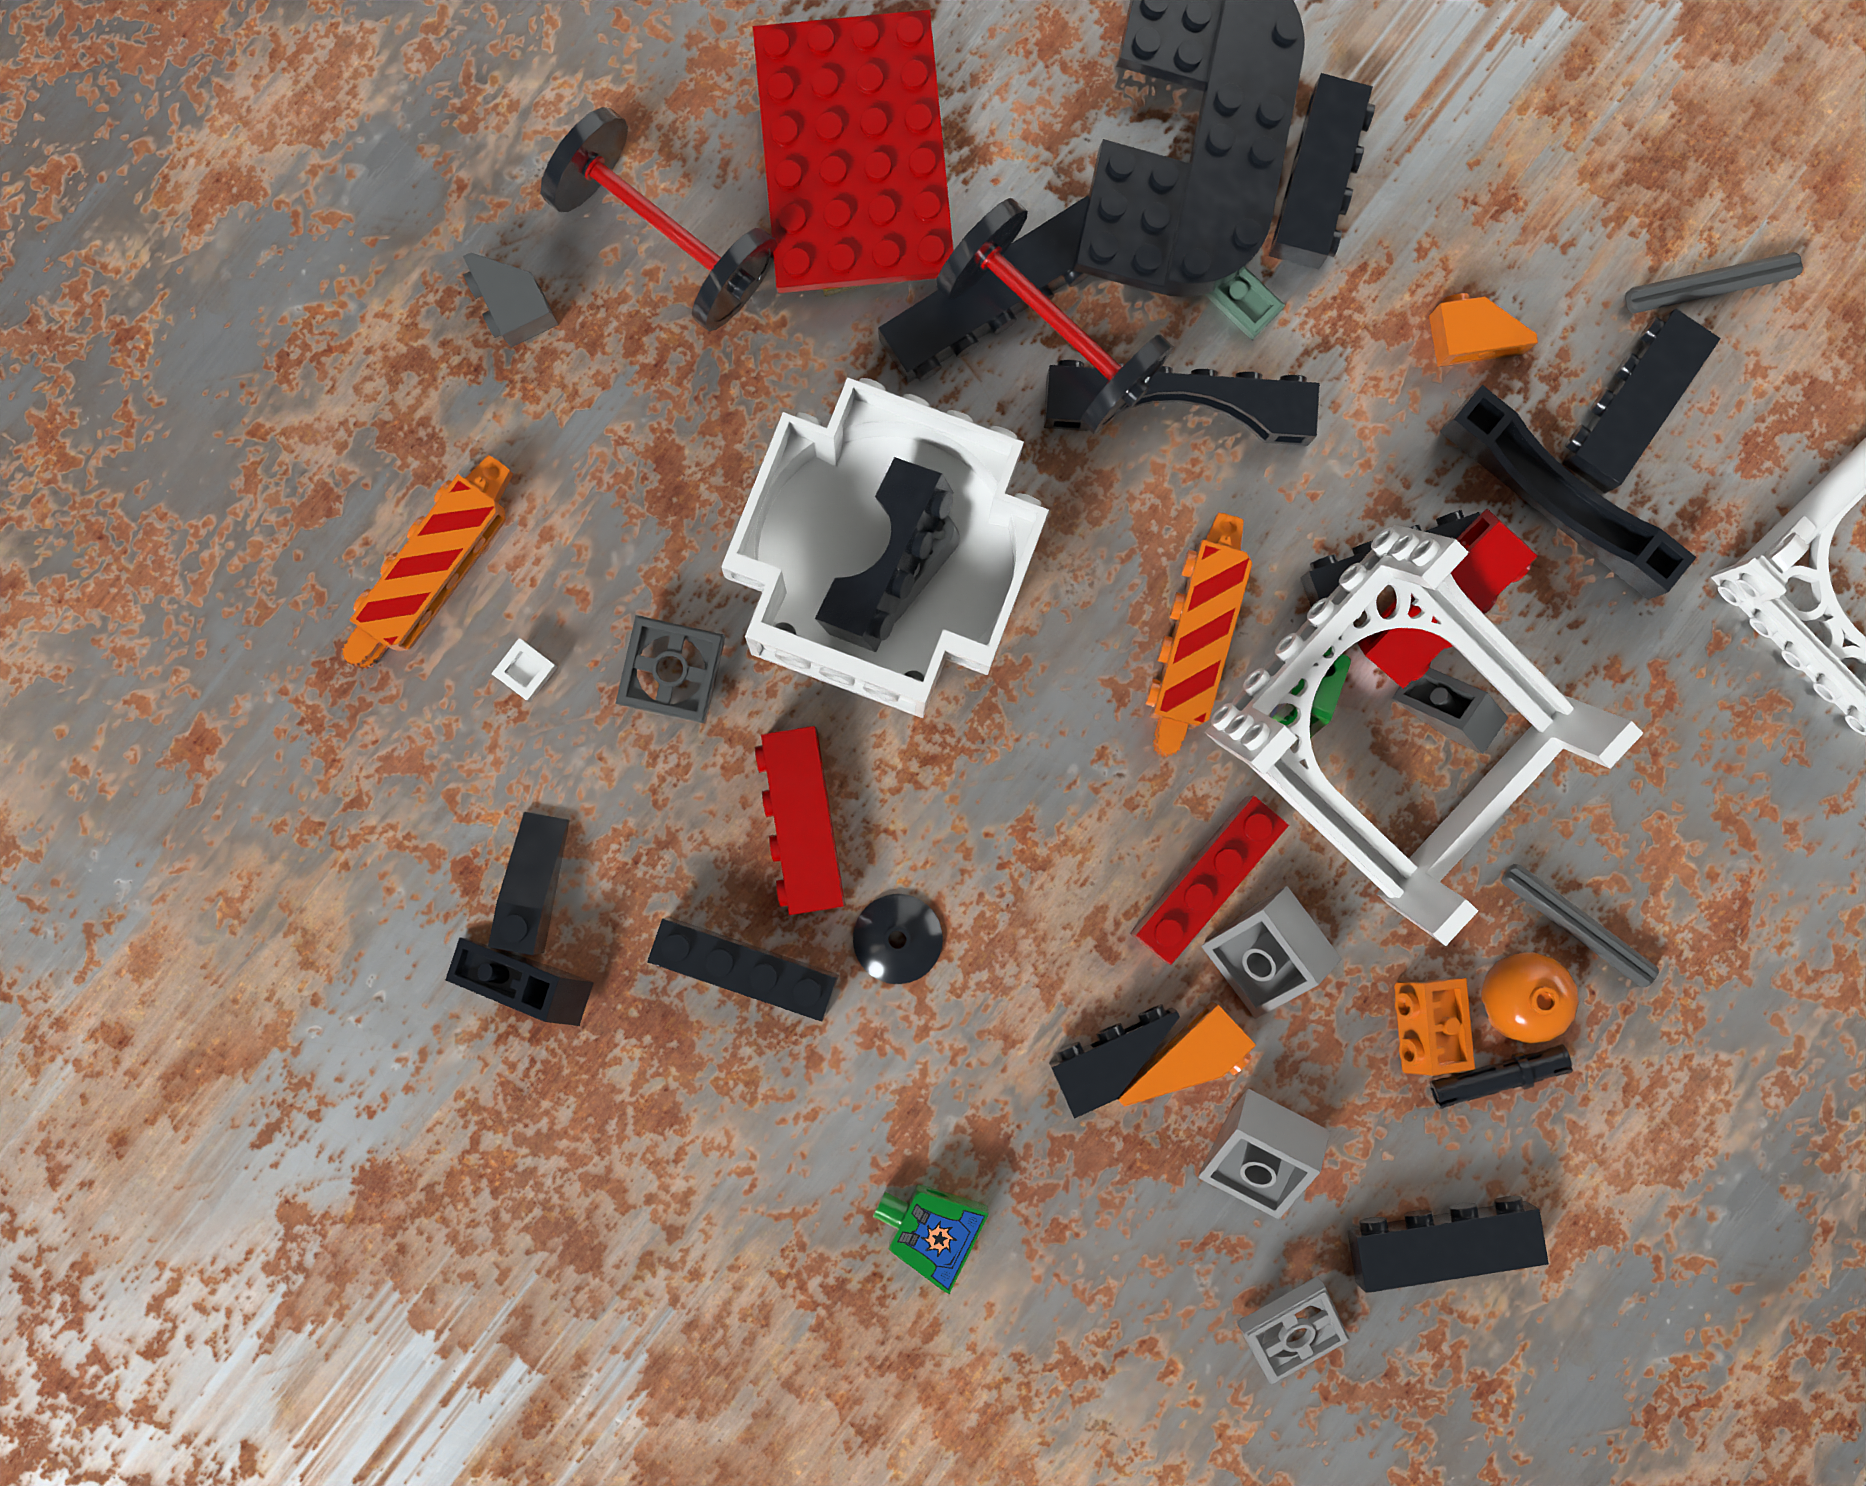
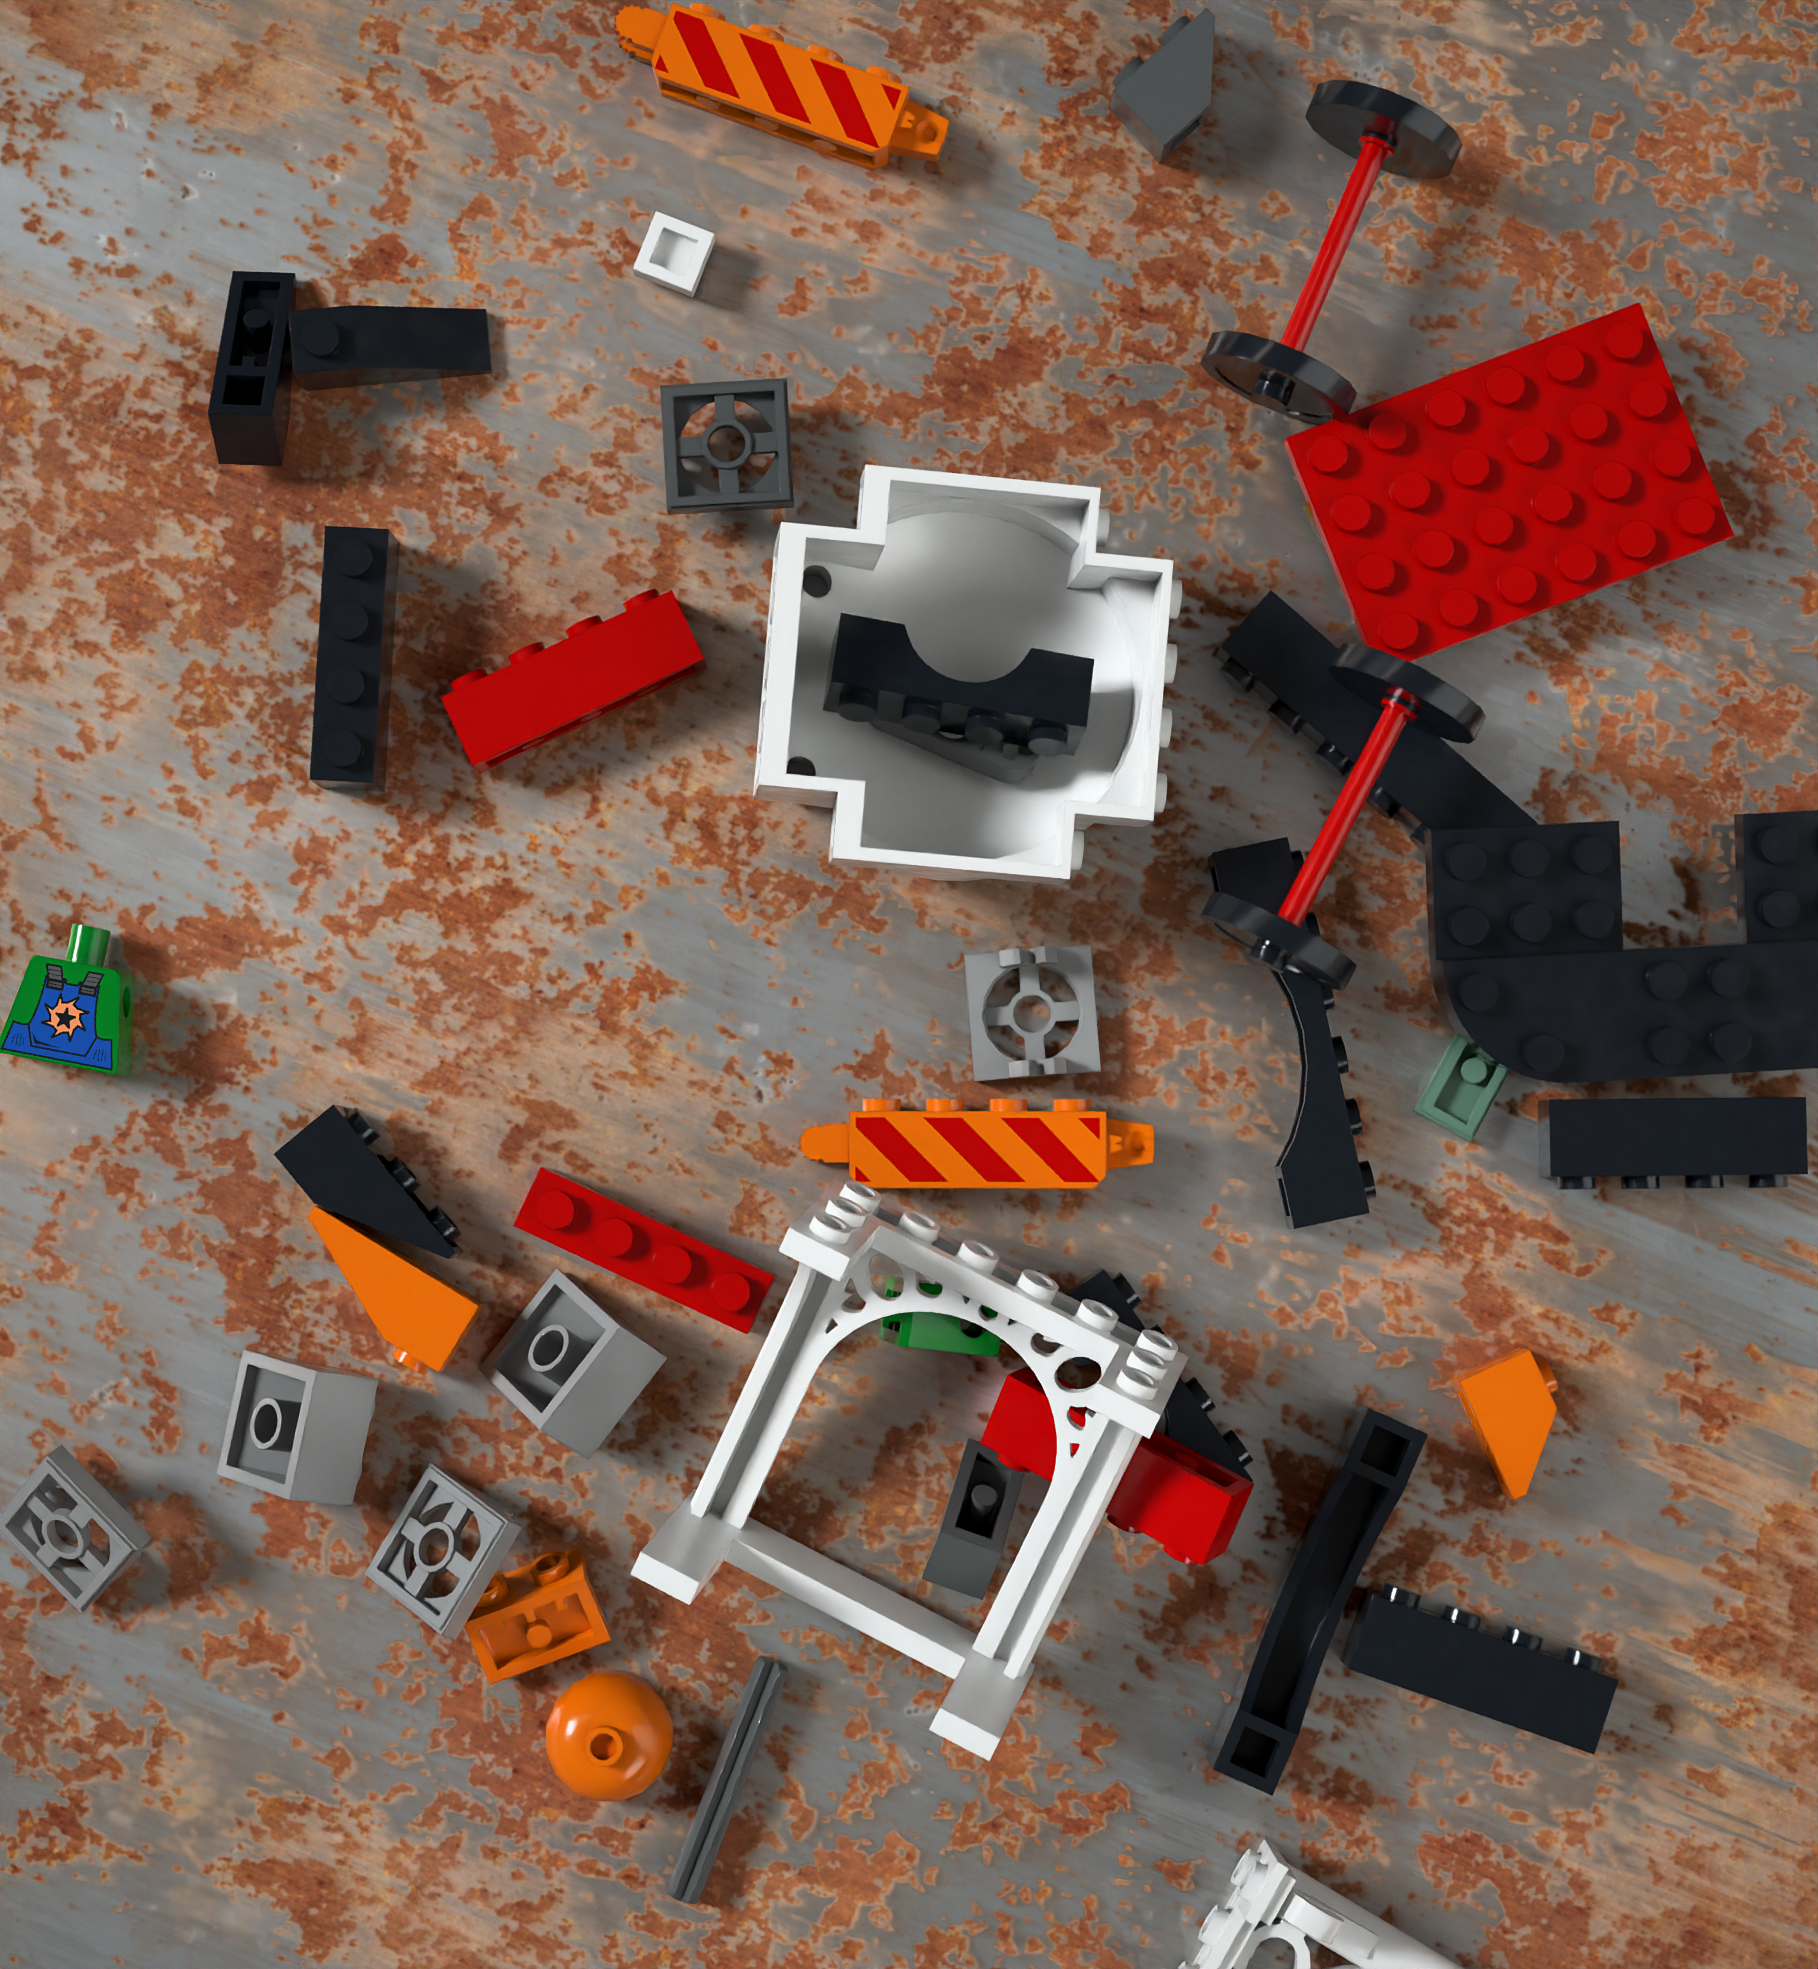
camera: 75 degrees right, 0 degrees up
(901, 914) = (485, 863): black dish -> none
(1152, 546) = (1076, 968): none -> light grey piece
(1400, 1103) = (392, 1561): none -> light grey piece
(1447, 1245) = (242, 1709): black brick -> none
(1491, 1079) = (496, 1734): black pin -> none
(1714, 282) = (1679, 1732): dark grey axle -> none

